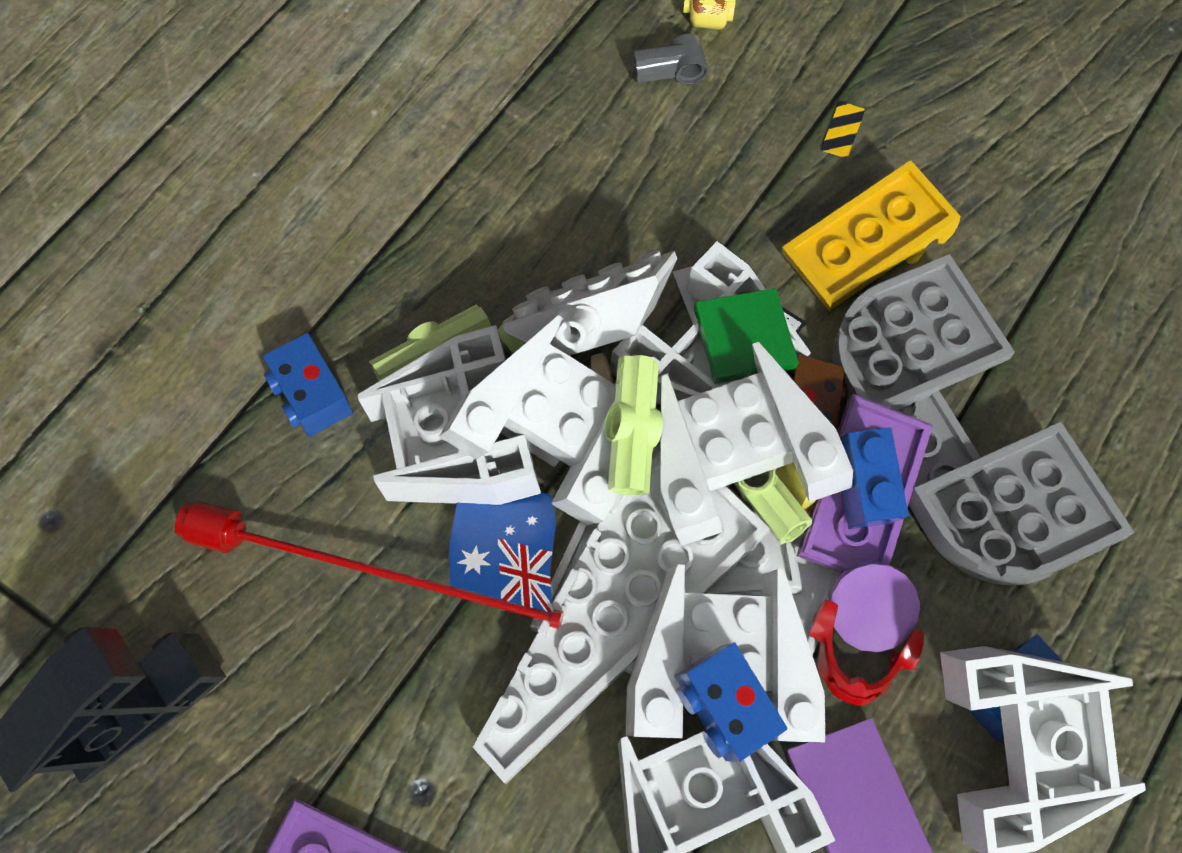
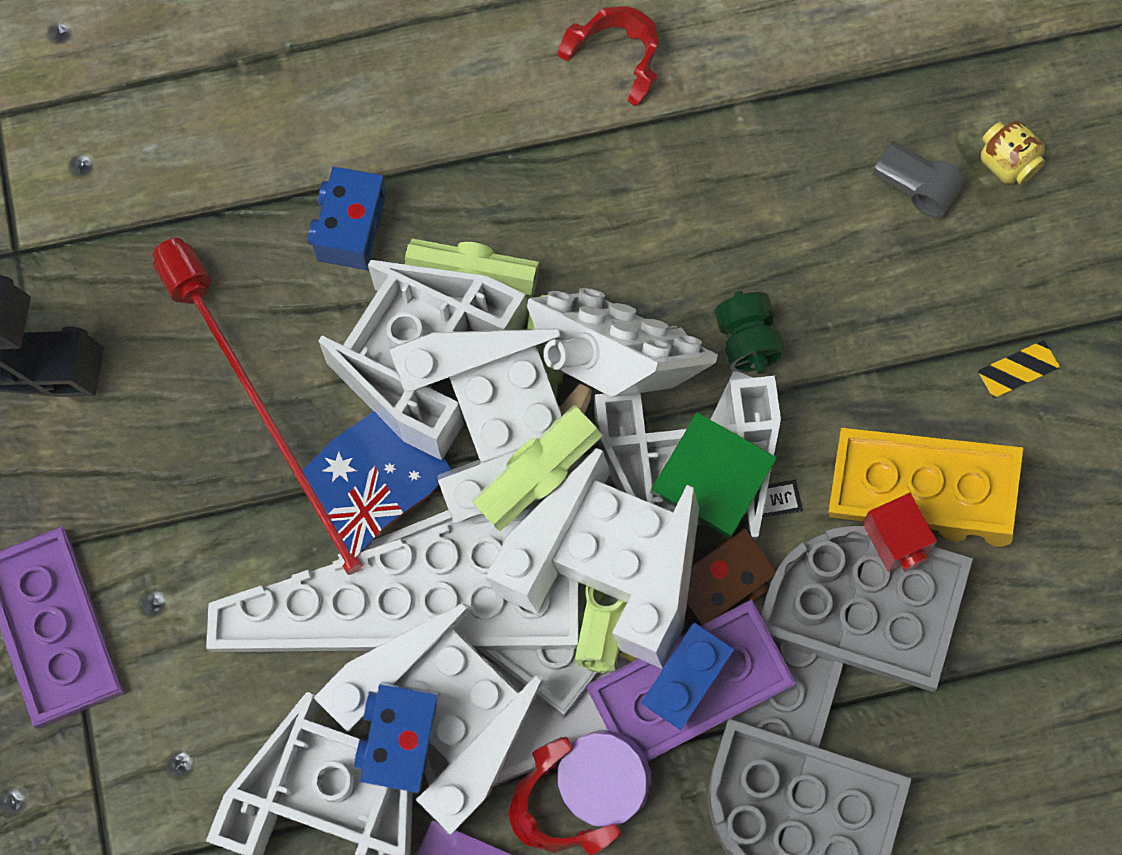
camera: 45 degrees right, 5 degrees up
(389, 107) = (637, 26): none -> red helmet
(656, 230) = (752, 339): none -> dark green wheel
(899, 271) = (900, 533): none -> red brick

